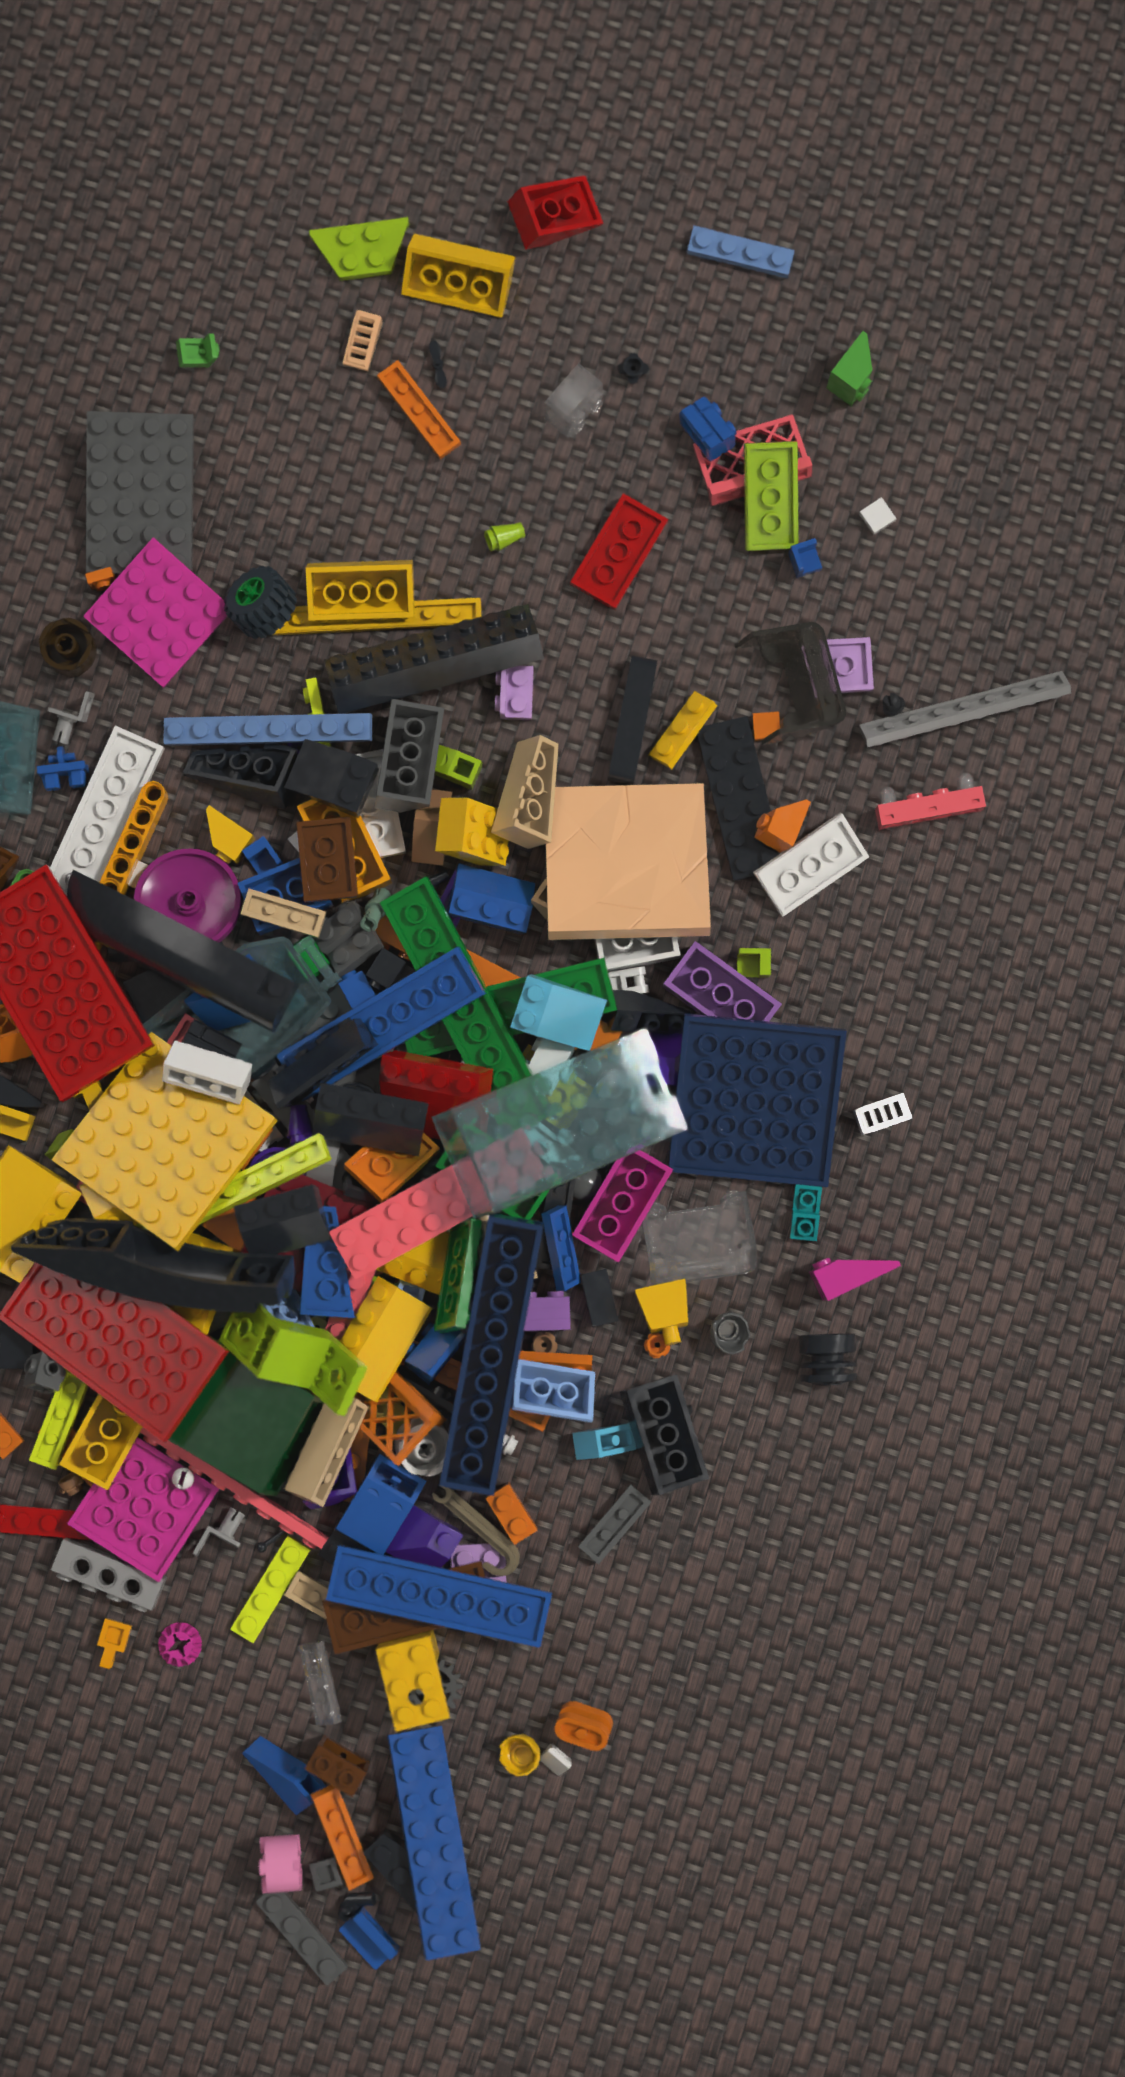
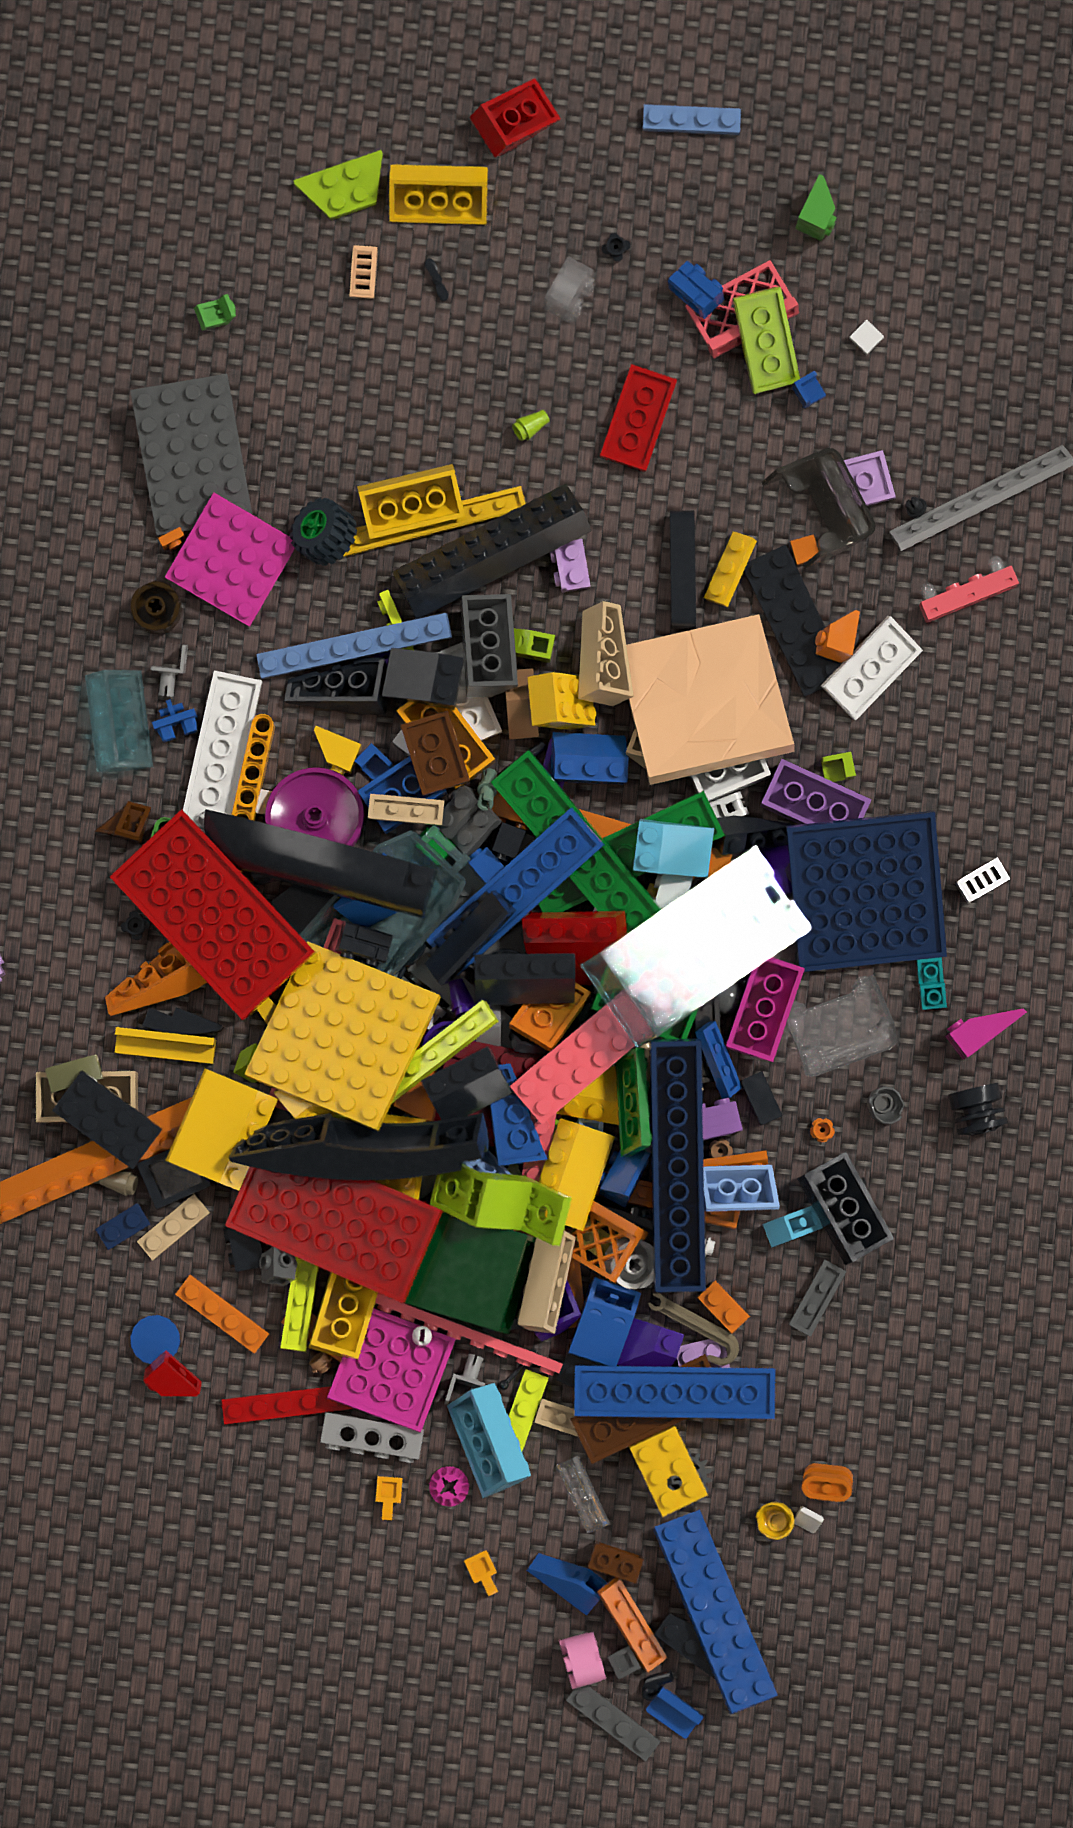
camera: 10 degrees left, 0 degrees up
(195, 1741) = (481, 1569): none -> light orange plate
(207, 1072) = (369, 966): white brick -> none
(231, 1605) = (488, 1440): none -> medium azure slope
(419, 409) = (428, 325): orange plate -> none
(665, 1308) = (822, 1095): yellow torso -> none

